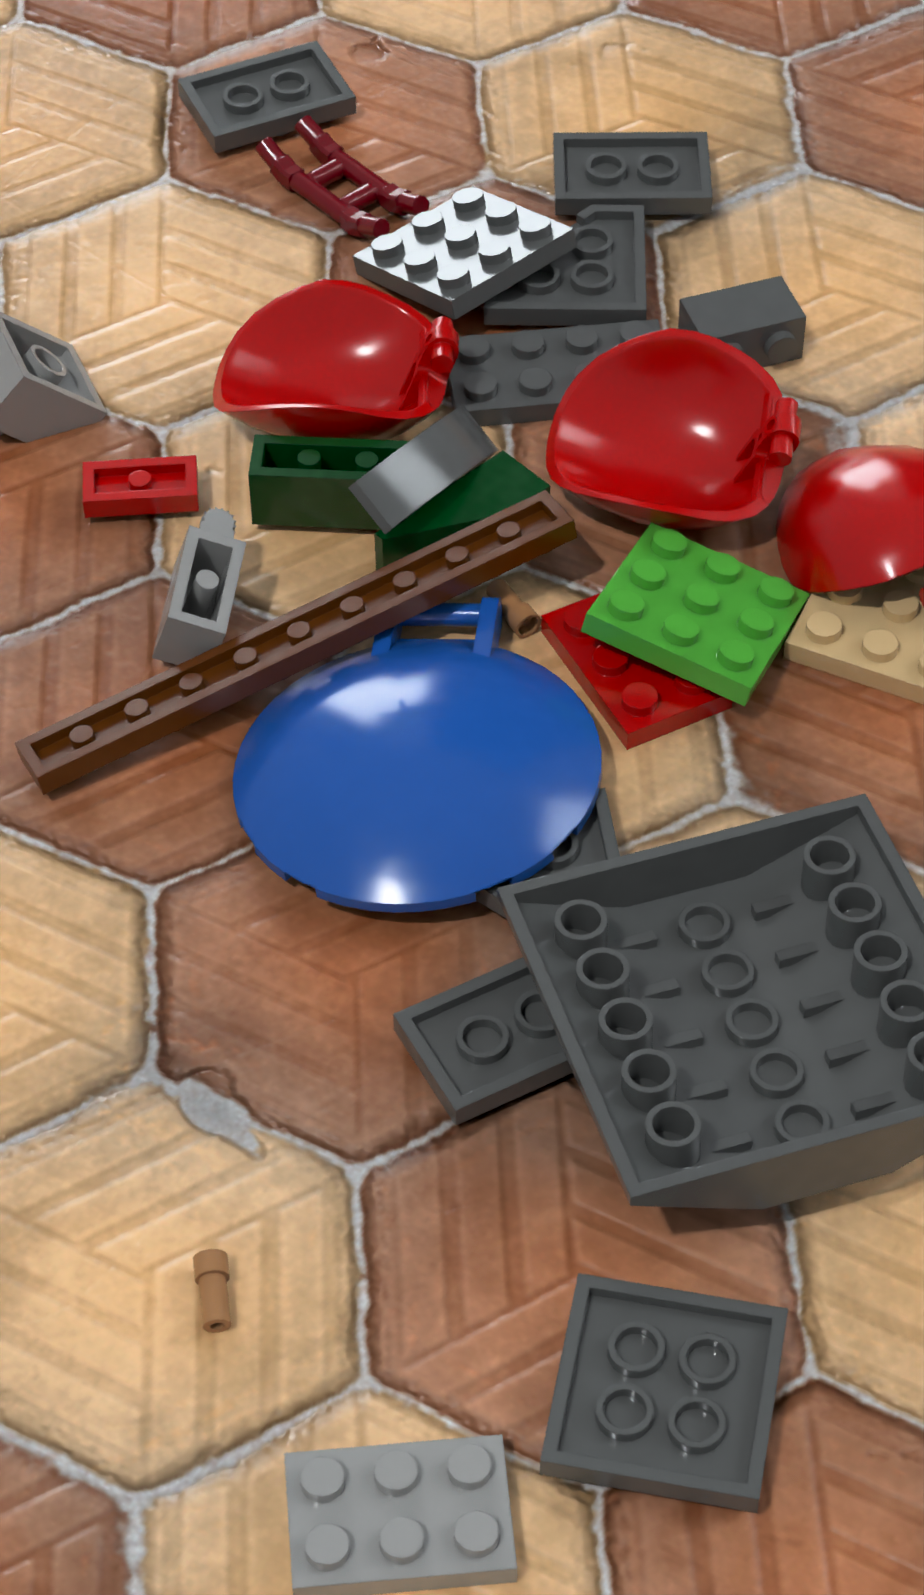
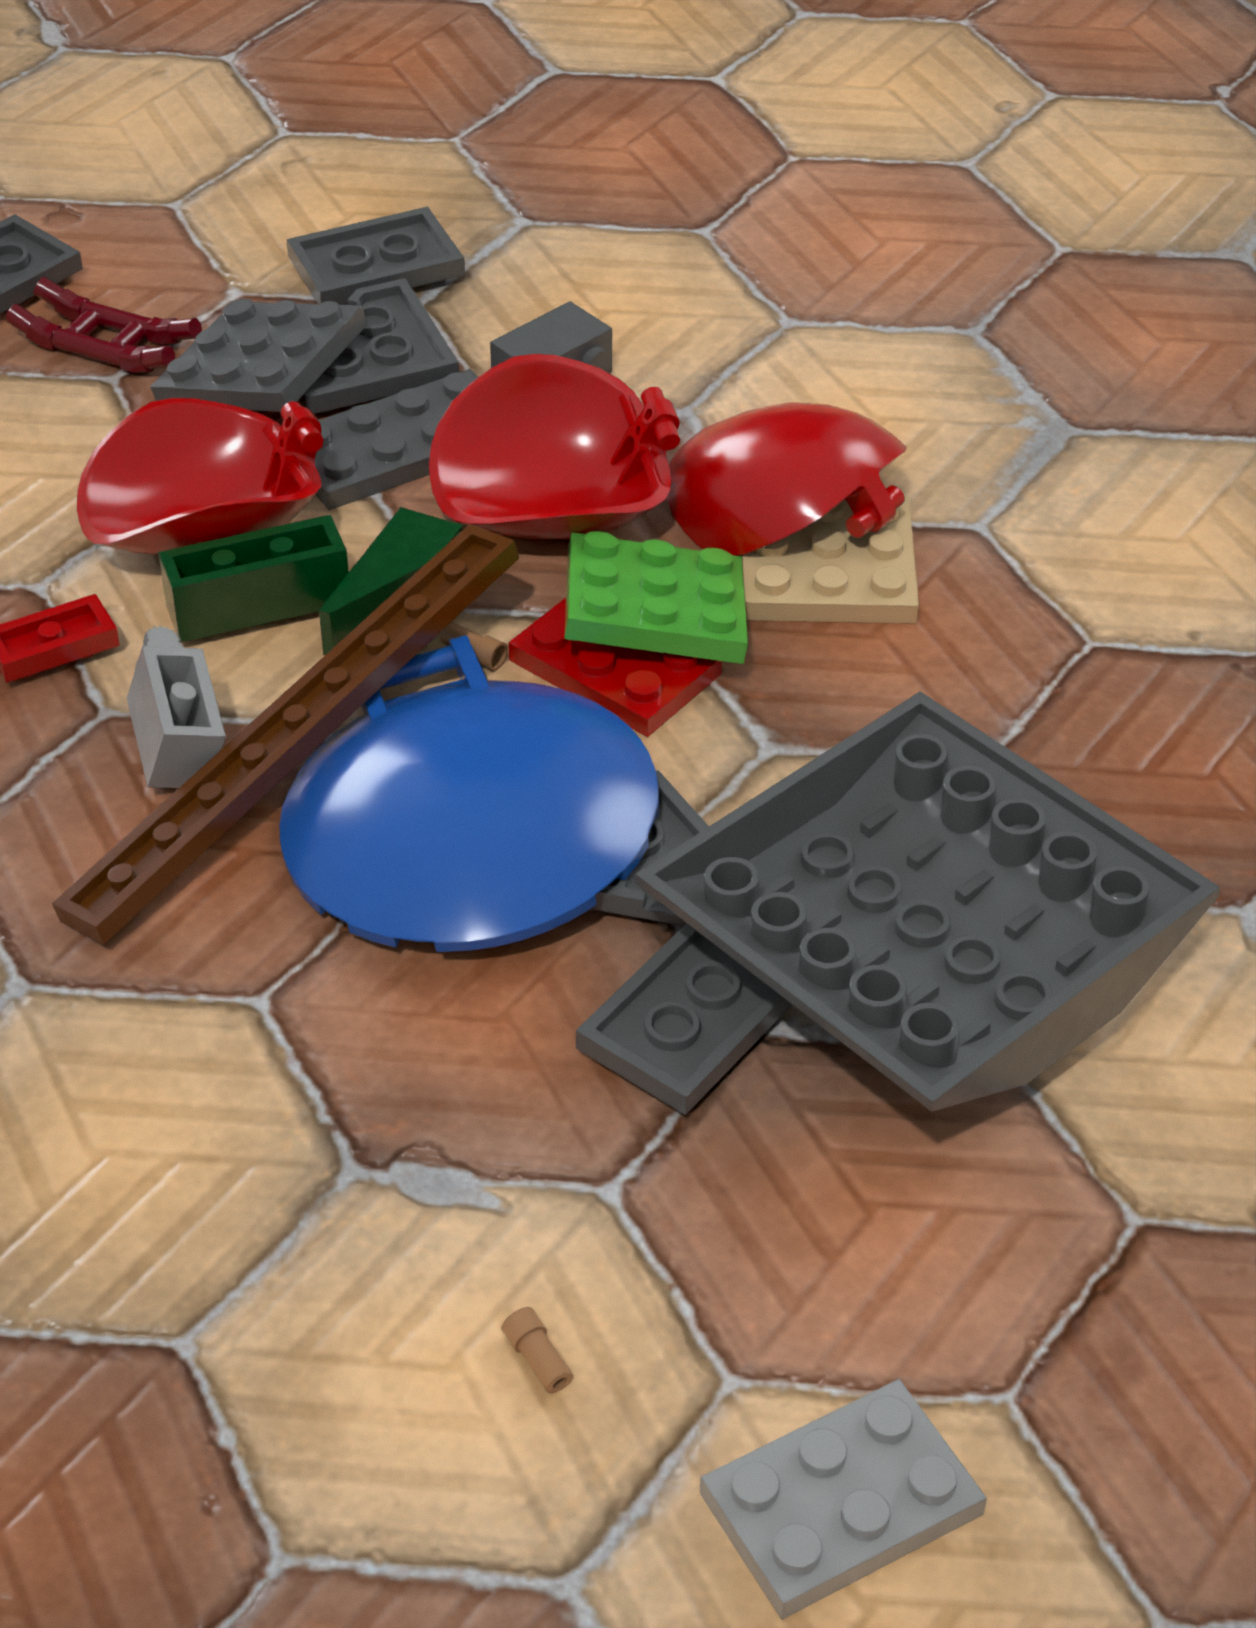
camera: 25 degrees left, 5 degrees down
(423, 468) = (338, 541): dark grey slope -> none
(665, 1393) = (1026, 1284): dark grey plate -> none

